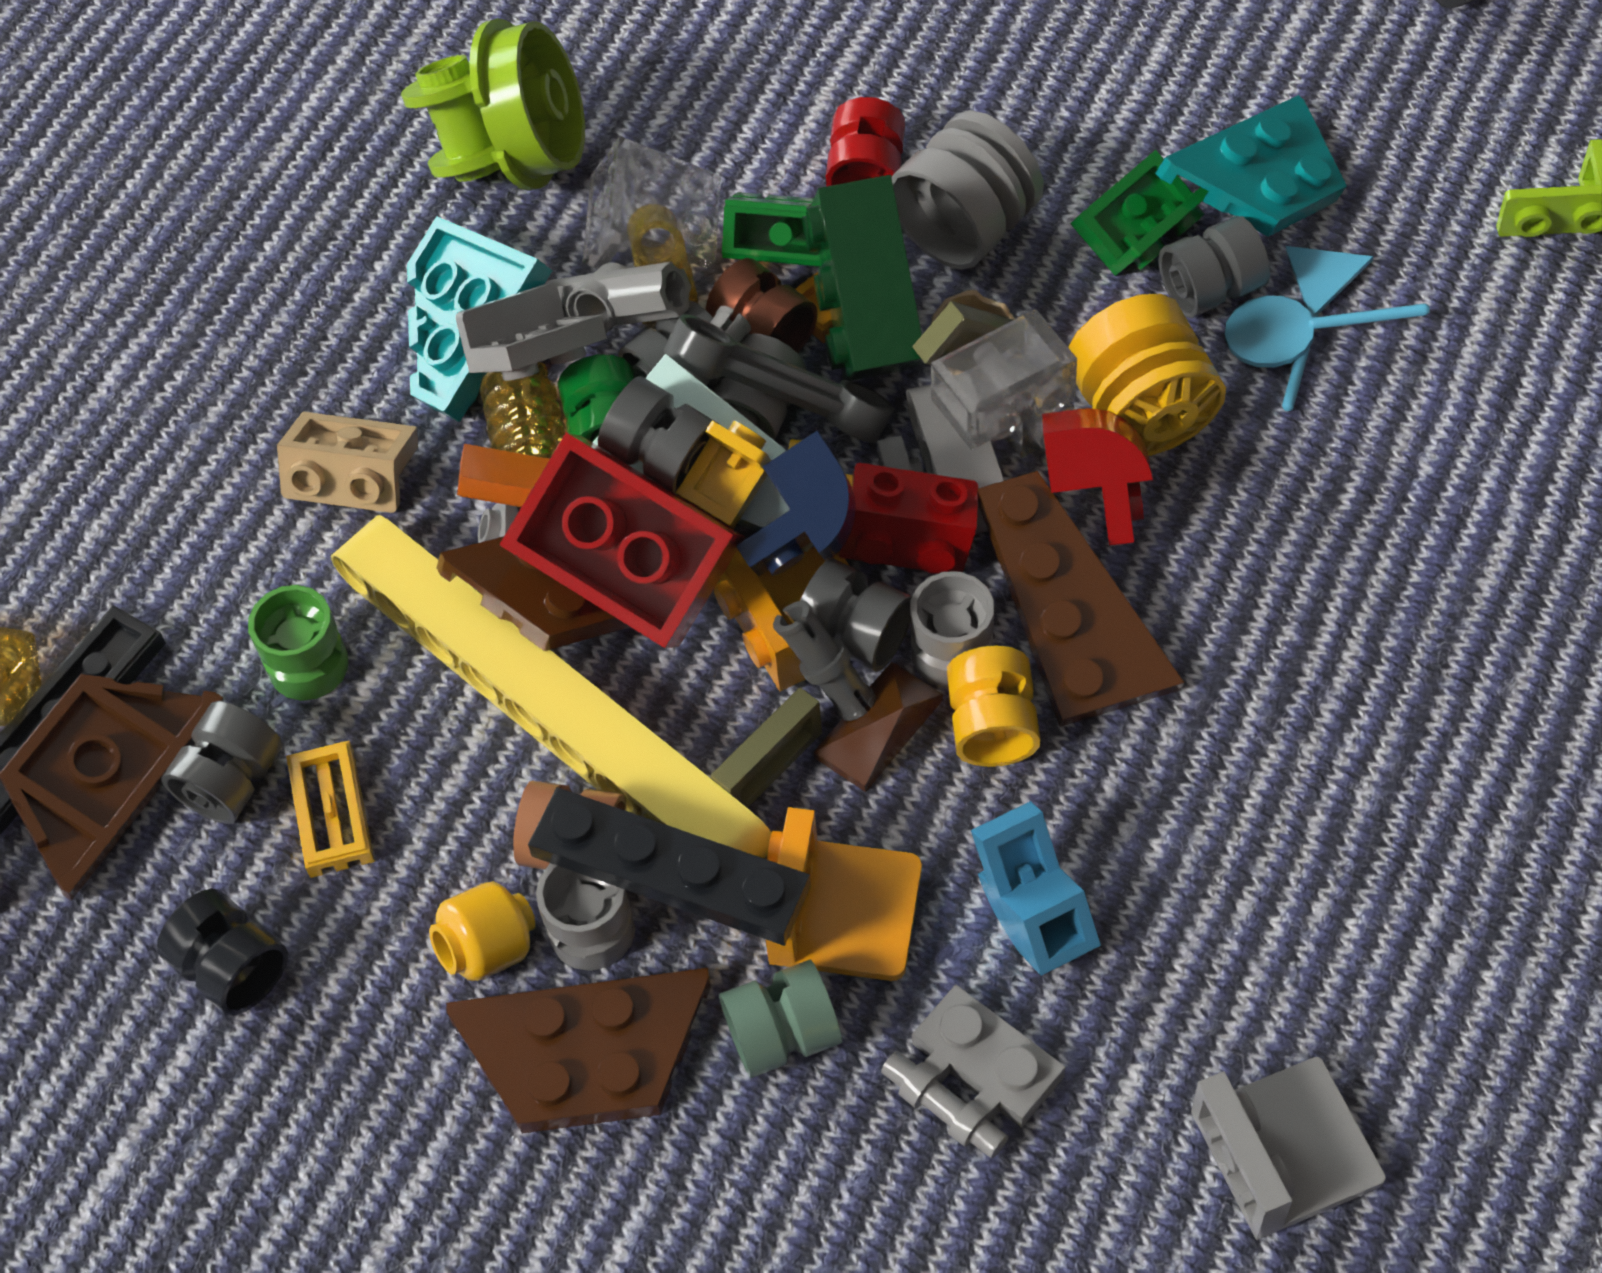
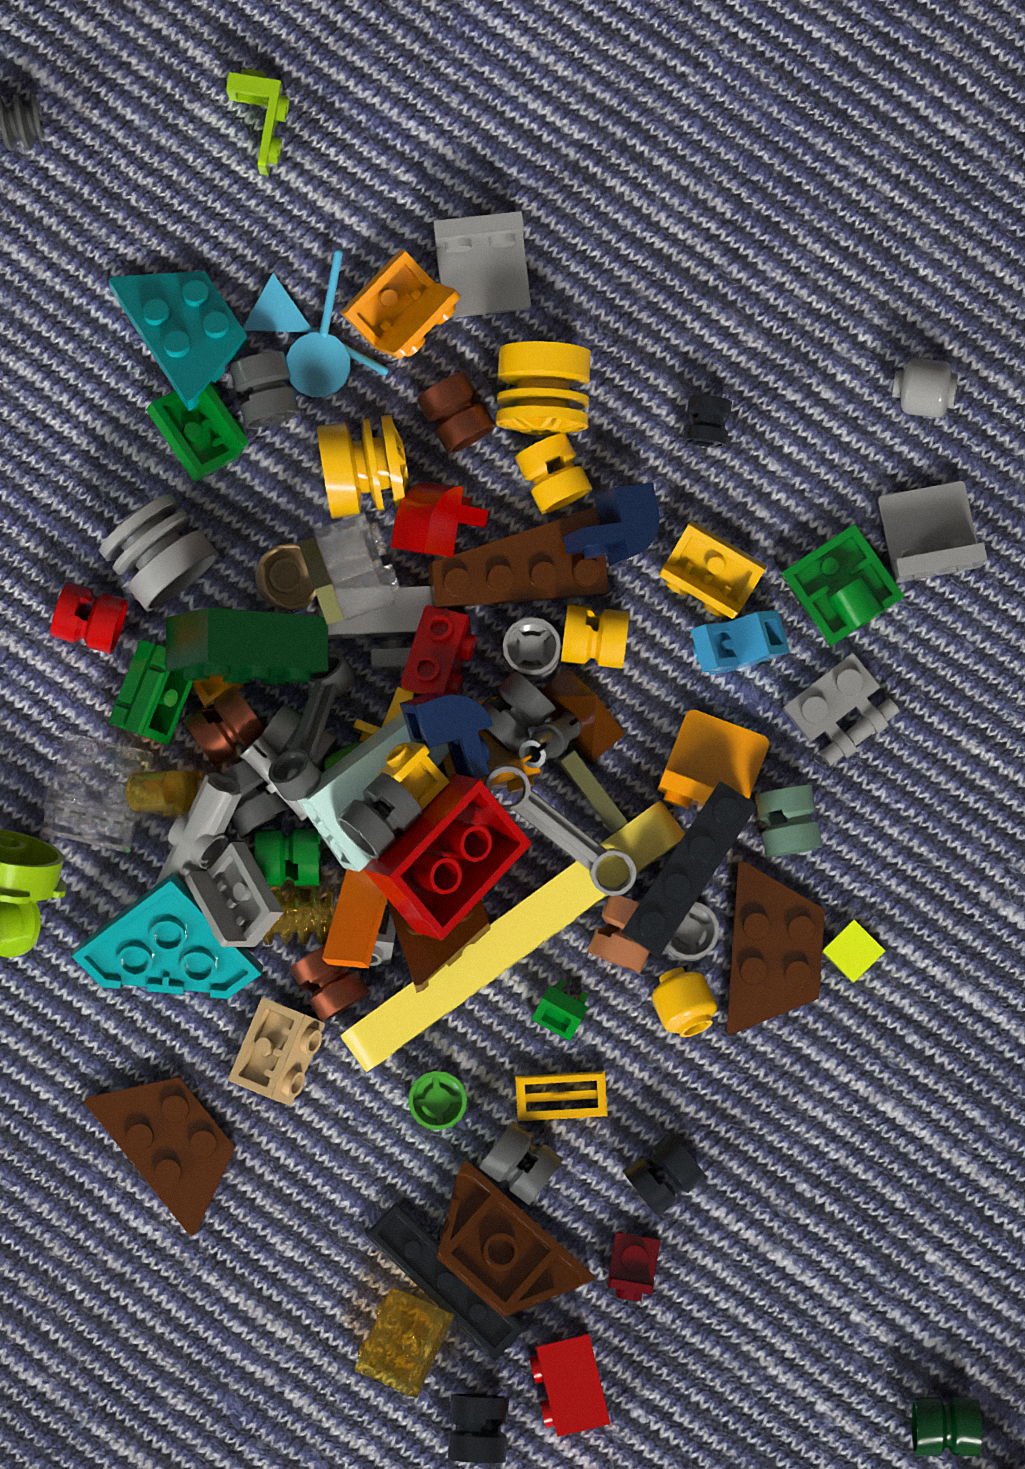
camera: 85 degrees left, 25 degrees up
(88, 946) = (633, 1266): none -> dark red bracket
(215, 377) = (169, 1143): none -> reddish brown wing
(430, 496) = (331, 986): none -> copper wheel
(445, 775) = (560, 1011): none -> green tile
(601, 1165) = (853, 951): none -> neon yellow tile
(694, 692) = (563, 831): none -> light grey piece
(1131, 842) = (712, 571): none -> yellow bracket
(1160, 714) = (626, 527): none -> dark blue brick
(1163, 1030) = (842, 585): none -> green plate
(1218, 604) = (560, 487): none -> yellow wheel
(1257, 479) = (454, 409): none -> copper wheel
(1328, 560) = (543, 381): none -> yellow wheel
(1353, 793) = (707, 424): none -> black wheel
(1381, 382) = (400, 307): none -> light orange bracket
(1480, 472) = (484, 263): none -> light grey bracket
(1515, 1087) = (926, 387): none -> light grey head

